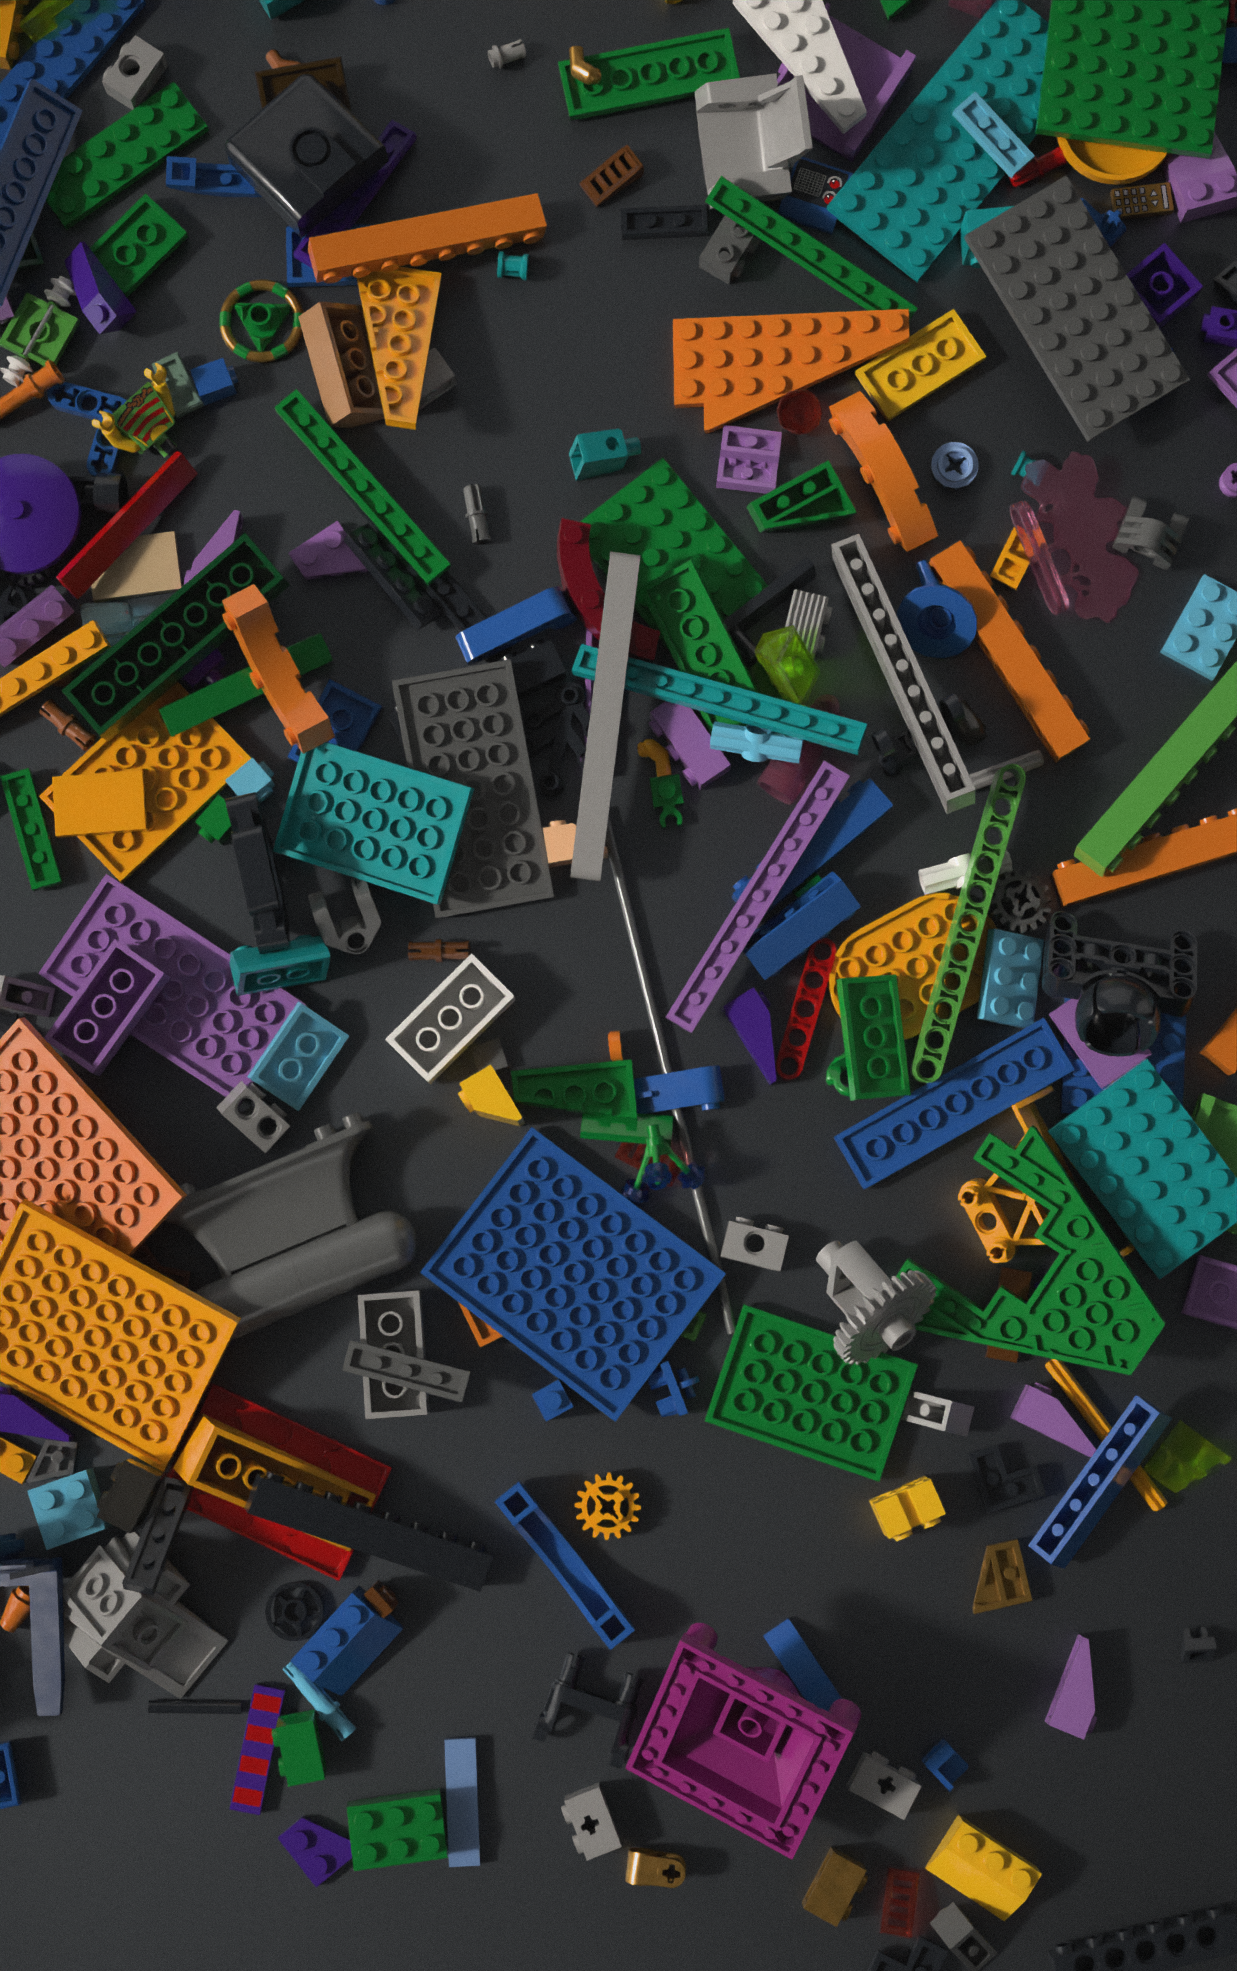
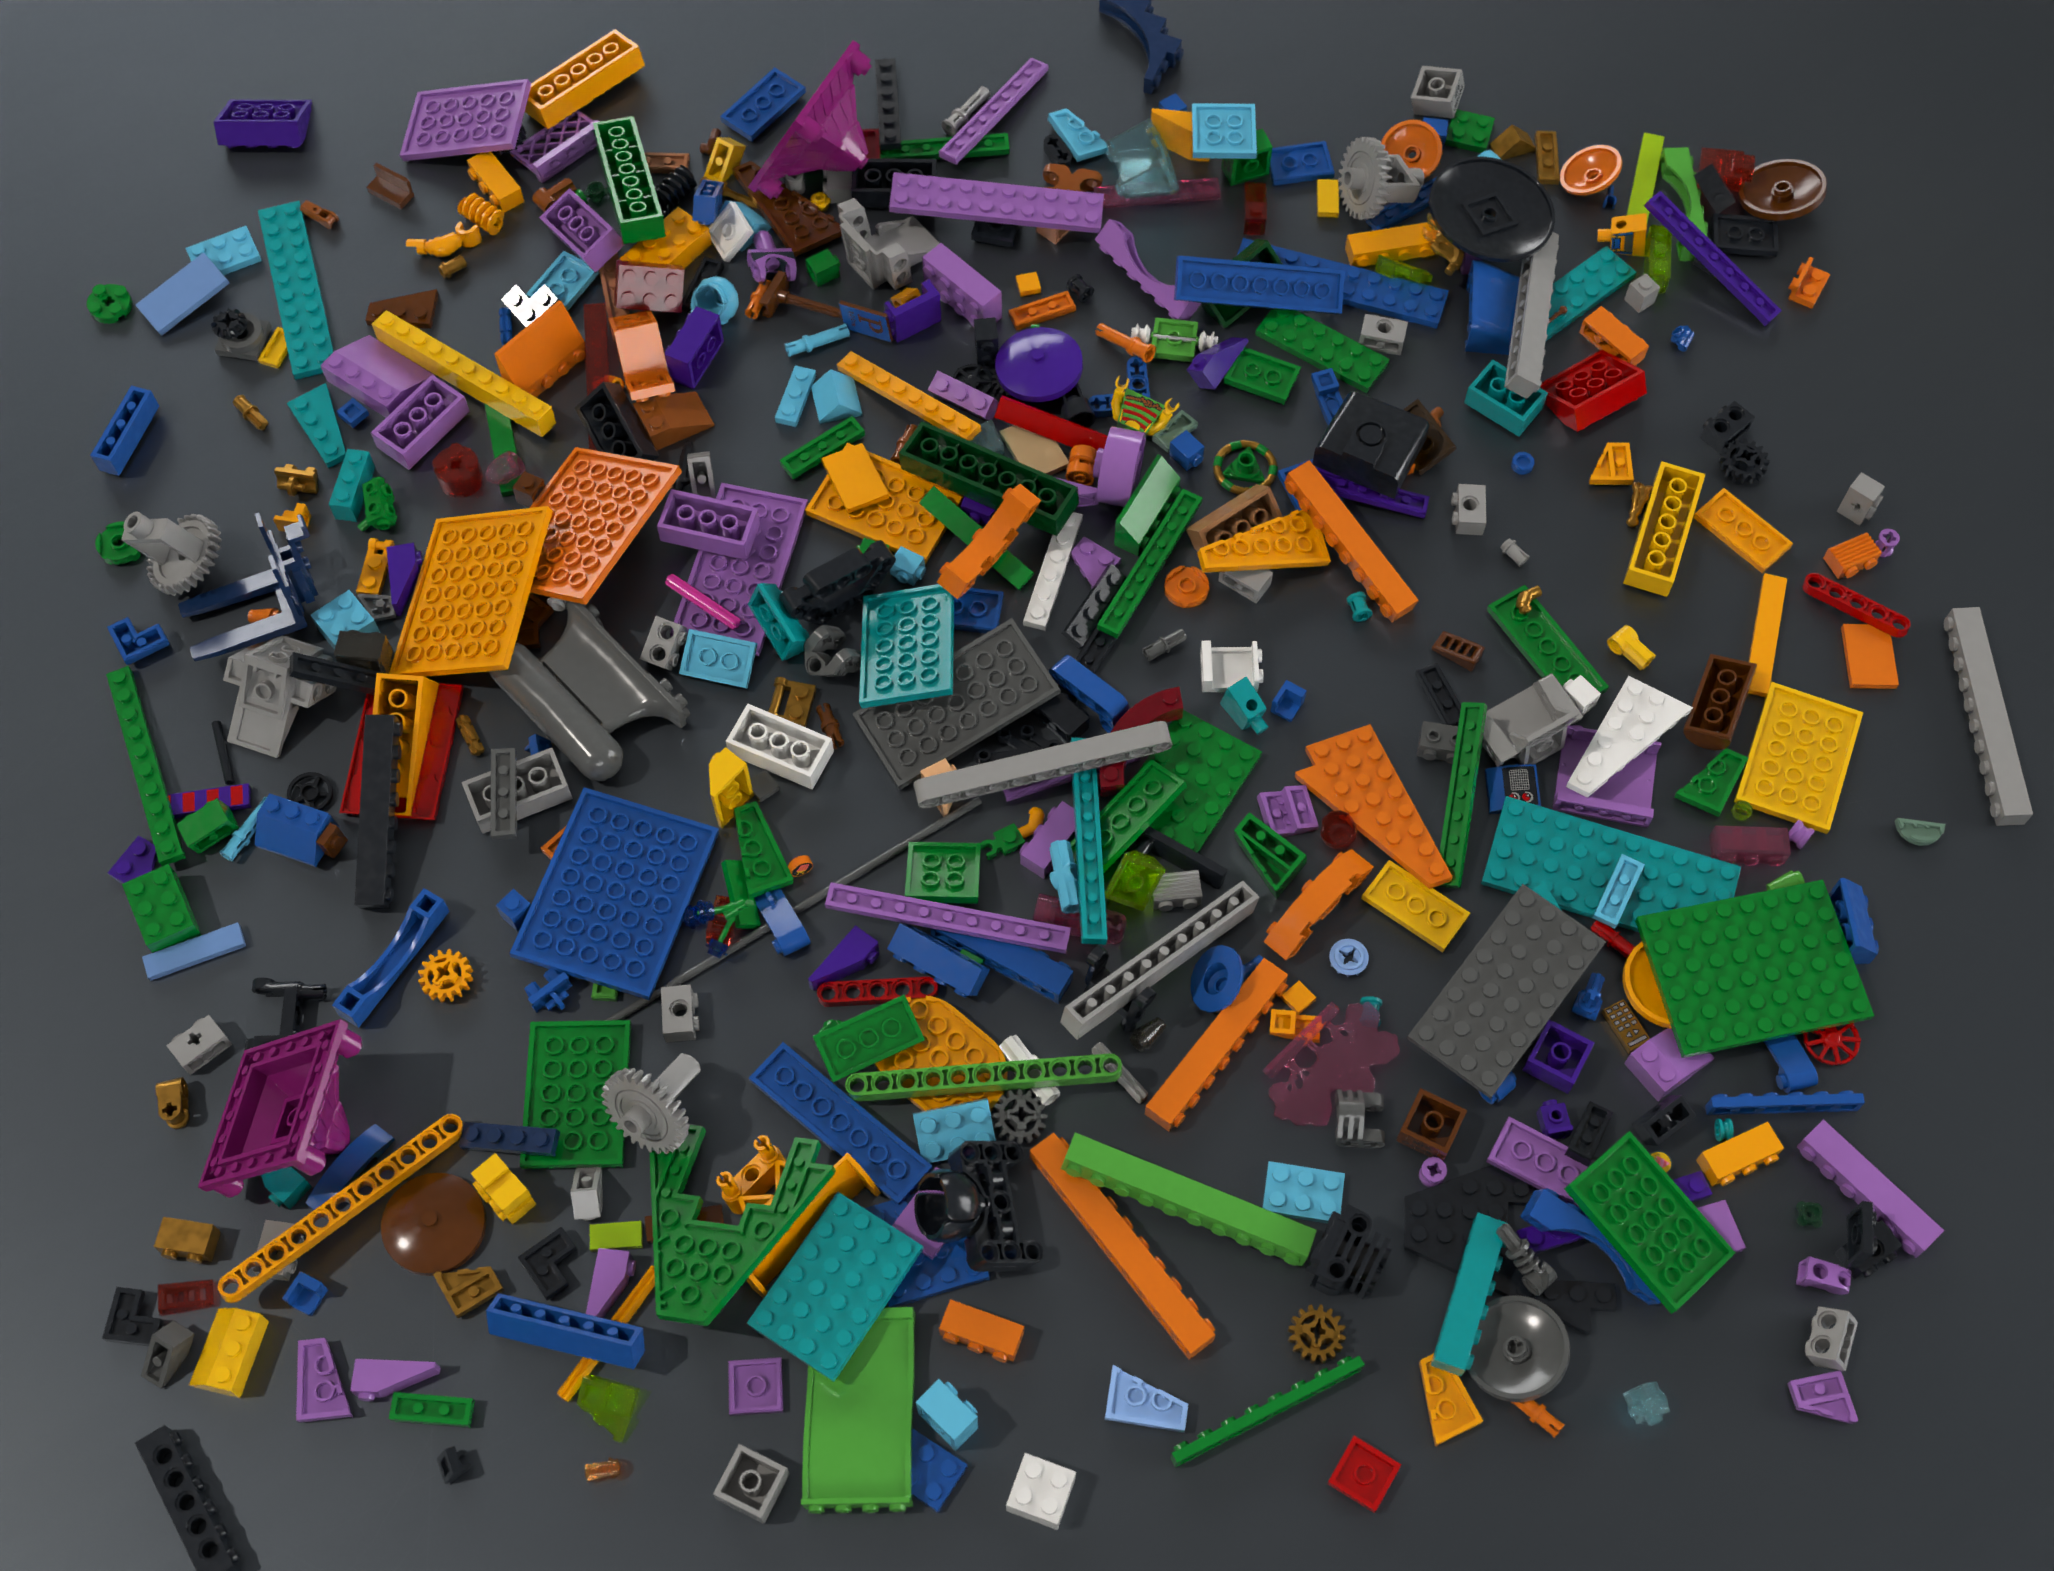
camera: 70 degrees right, 20 degrees down
(180, 1809) = (145, 766): none -> green plate
(190, 518) = (1081, 465): none -> orange wheel
(211, 1050) = (703, 601): none -> dark pink axle
(222, 470) = (1119, 466): none -> medium lavender piece
(282, 460) = (1147, 507): none -> slope
(287, 1392) = (469, 735): none -> pearl gold axle
(333, 617) = (1052, 574): none -> white plate
(343, 1311) = (537, 744): none -> blue tile
(394, 980) = (798, 703): none -> pearl gold plate
(404, 457) = (1186, 586): none -> orange tile
(419, 66) = (1473, 498): none -> light grey brick
(537, 449) = (1228, 665): none -> white panel
(607, 400) = (1288, 701): none -> blue panel
(689, 882) = (943, 872): none -> green plate
(734, 62) = (1582, 694): none -> white brick
(844, 1484) = (509, 1139): none -> dark blue plate
(878, 1708) = (337, 1218): none -> light orange beam
(909, 1599) = (433, 1224): none -> reddish brown dish
(982, 540) = (1298, 997): none -> light orange tile
(996, 1395) = (616, 1236): none -> lime tile
(1055, 1773) = (318, 1383): none -> medium lavender wing
(1127, 1655) = (431, 1409): none -> green plate
(1188, 458) = (1431, 1125): none -> reddish brown brick

